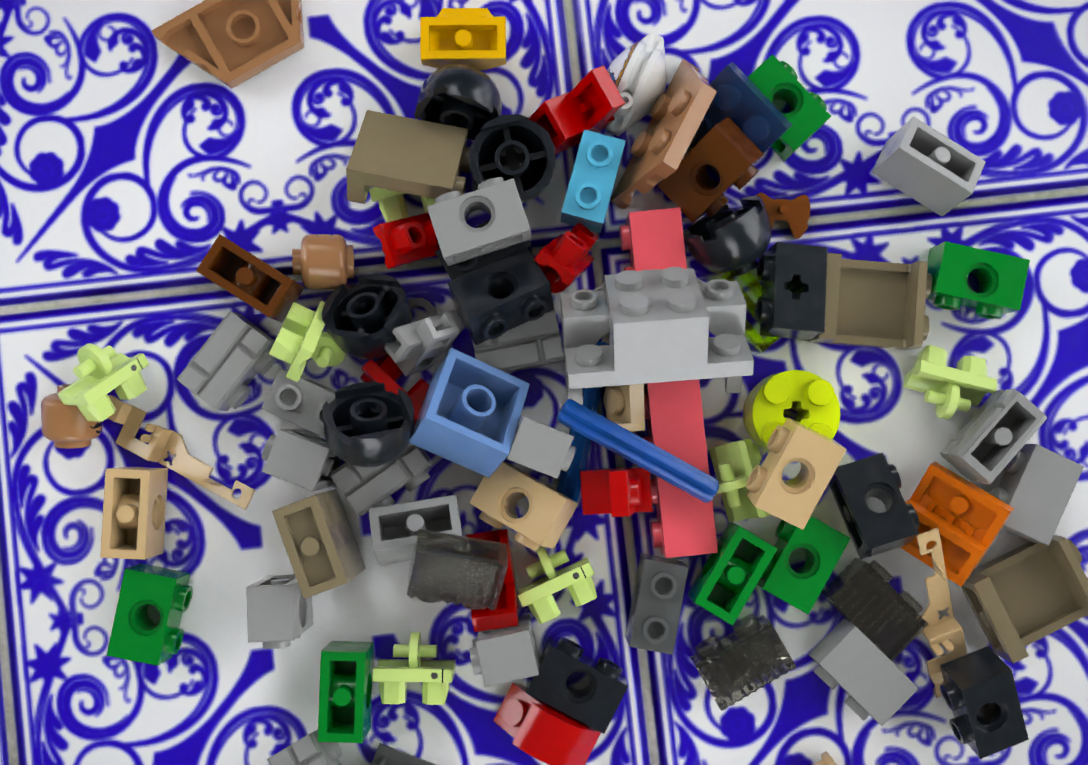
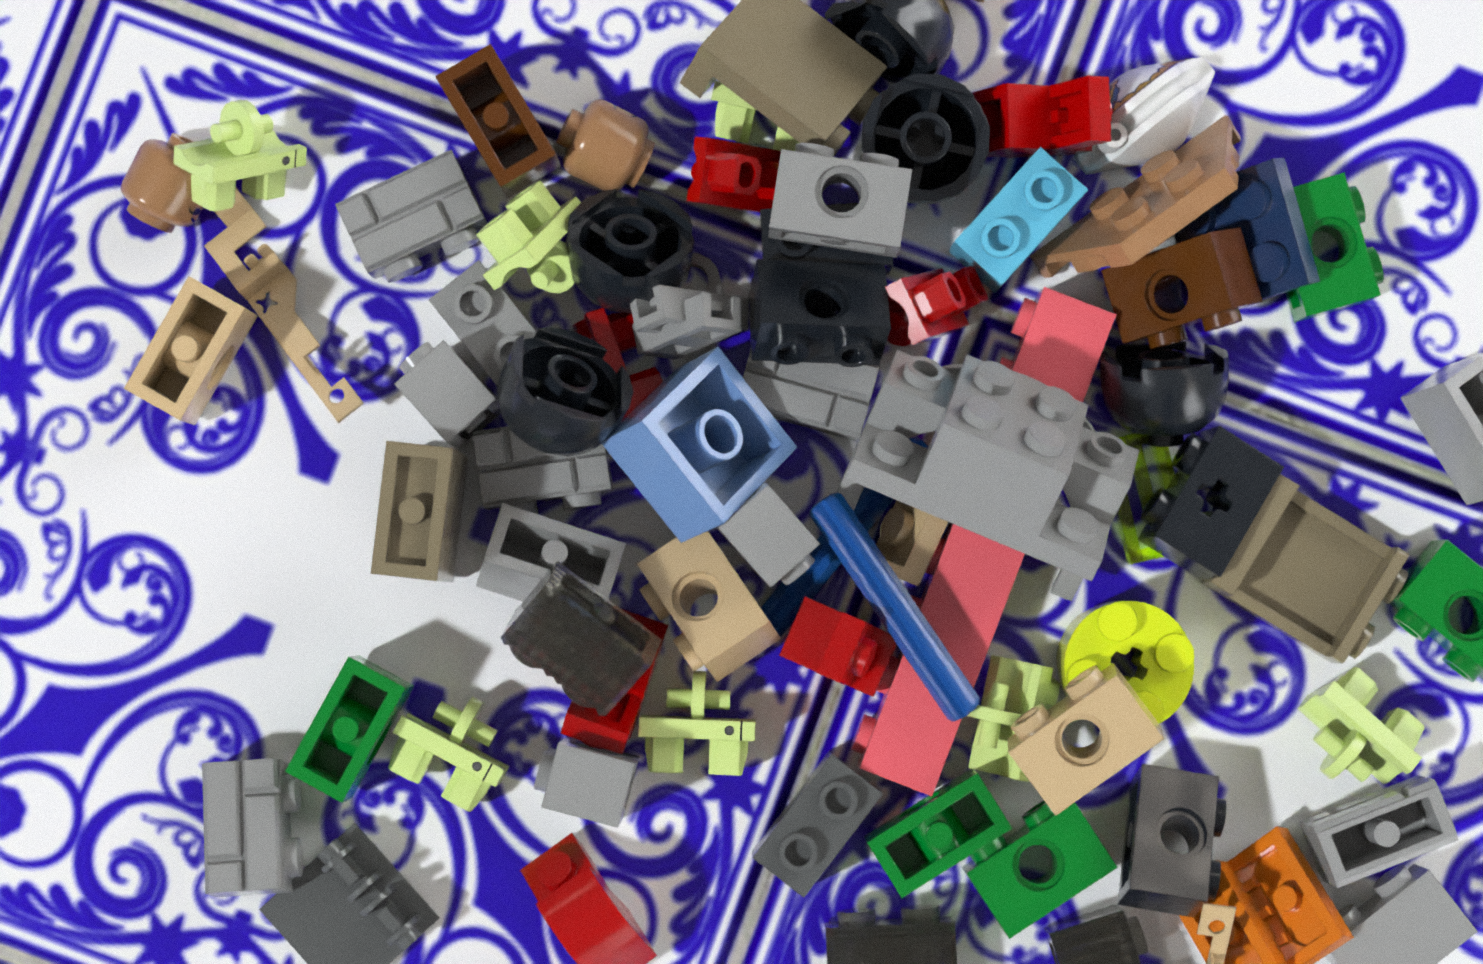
camera: 30 degrees right, 0 degrees up
(133, 633) = (106, 508): green brick -> none
(277, 611) = (319, 576): light grey brick -> none
(591, 705) = (662, 914): black brick -> none
(794, 212) = (1270, 397): dark orange piece -> none

